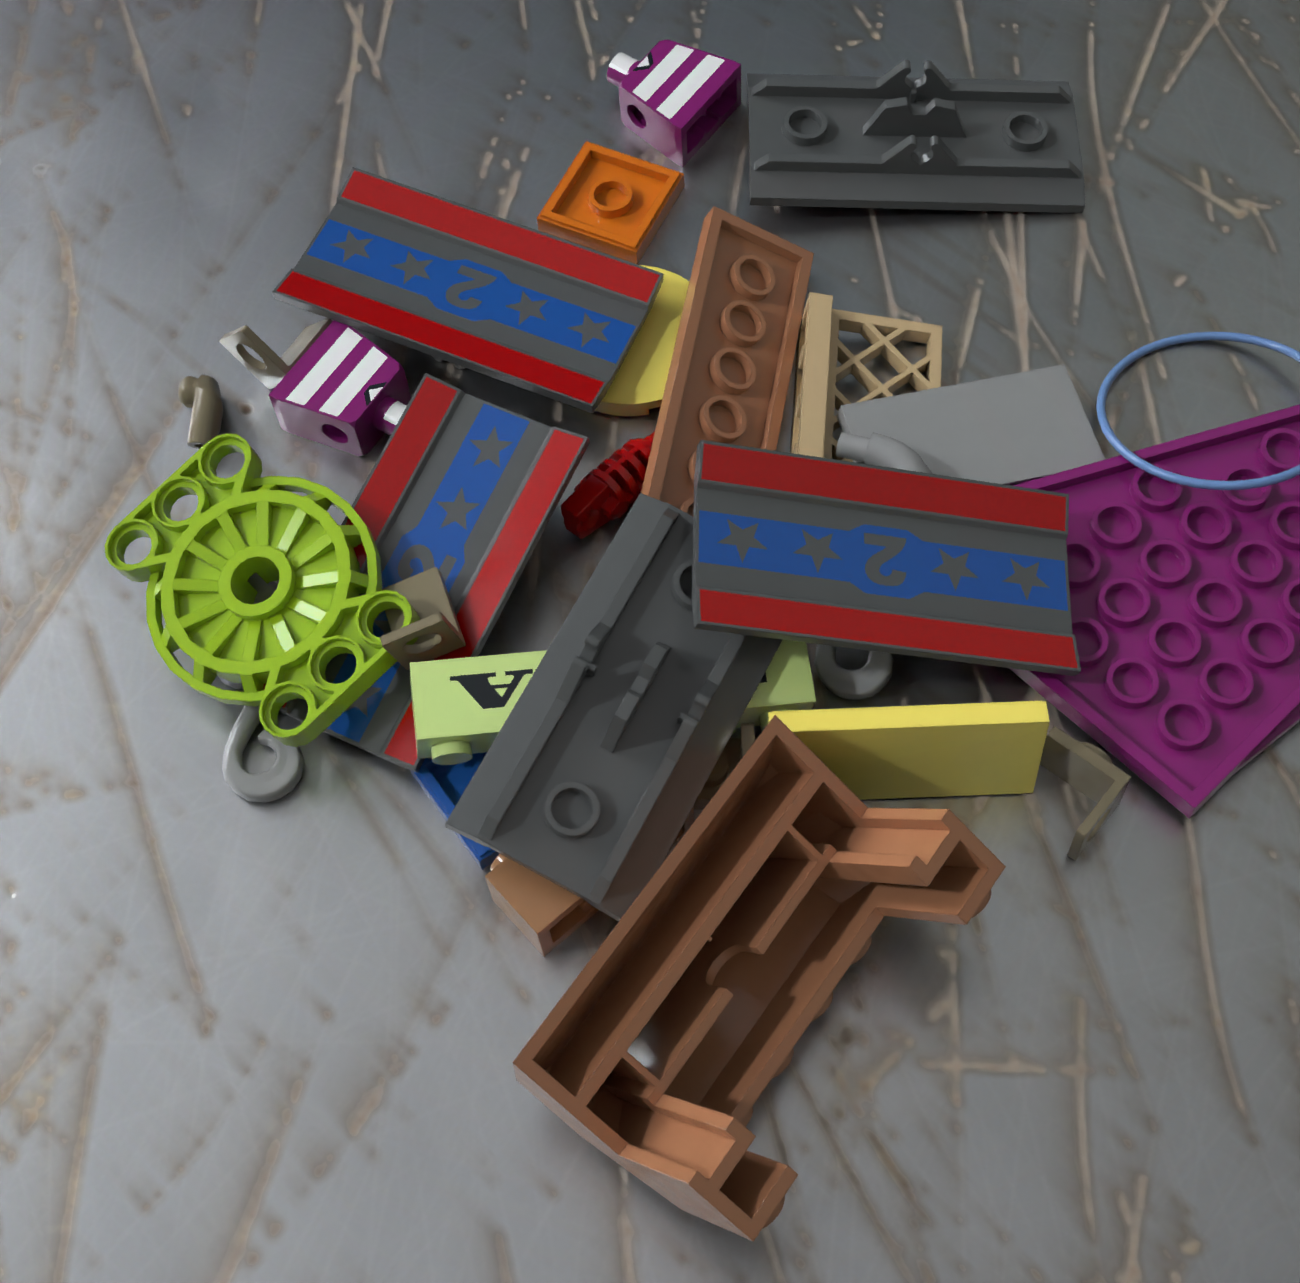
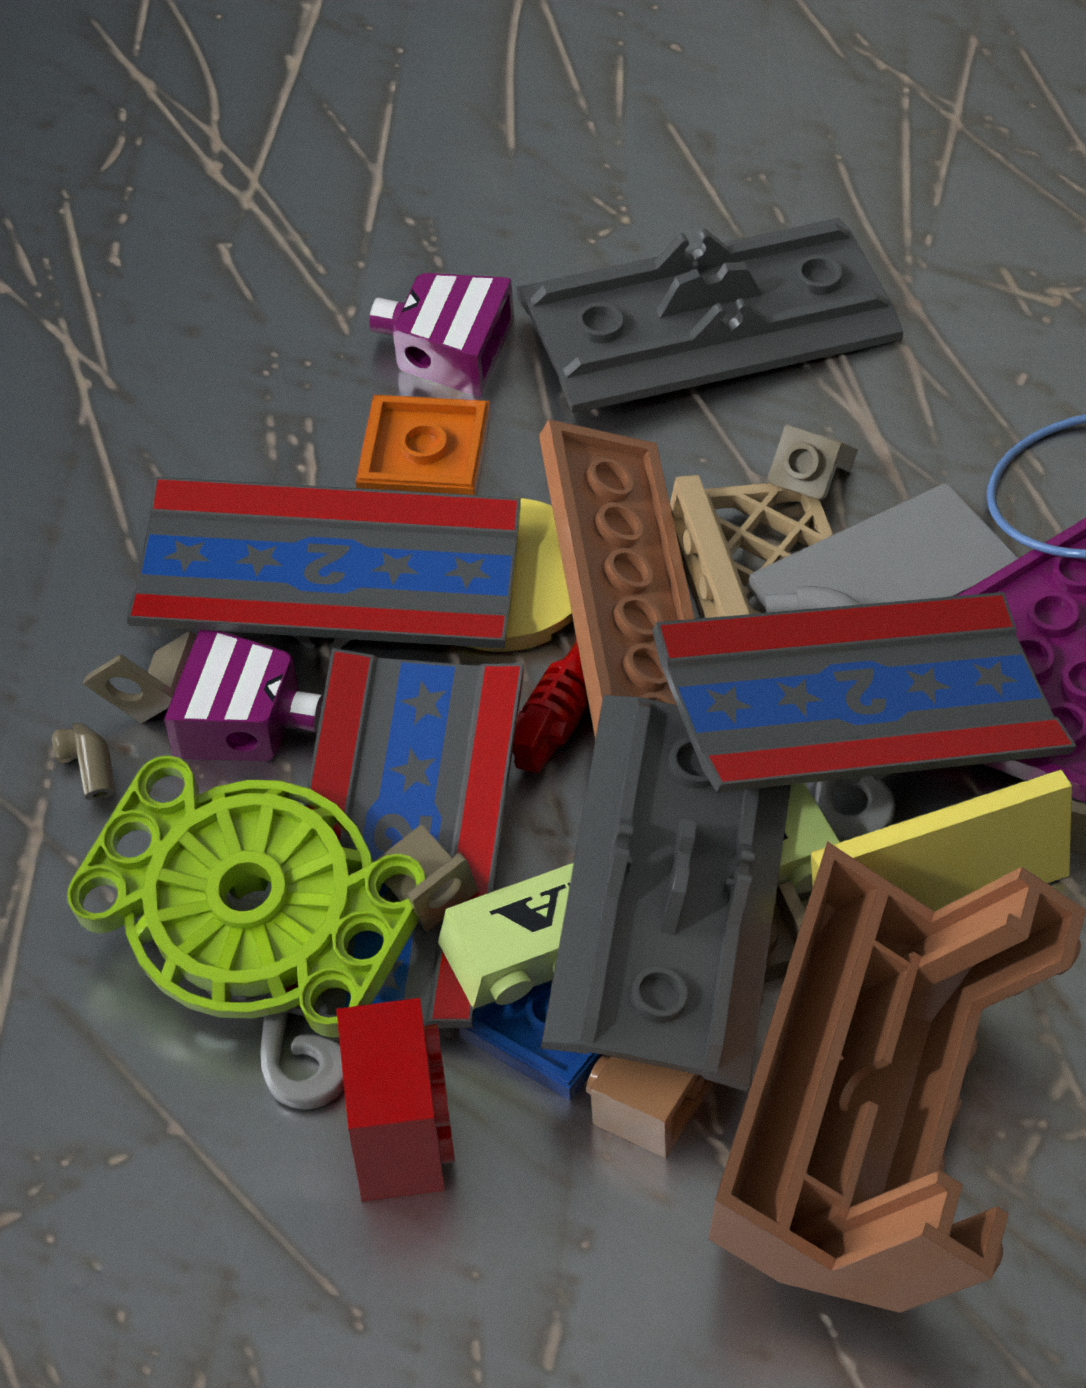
camera: 20 degrees left, 10 degrees down
(303, 827) = (395, 1099): none -> red brick
(942, 307) = (808, 462): none -> dark tan bracket

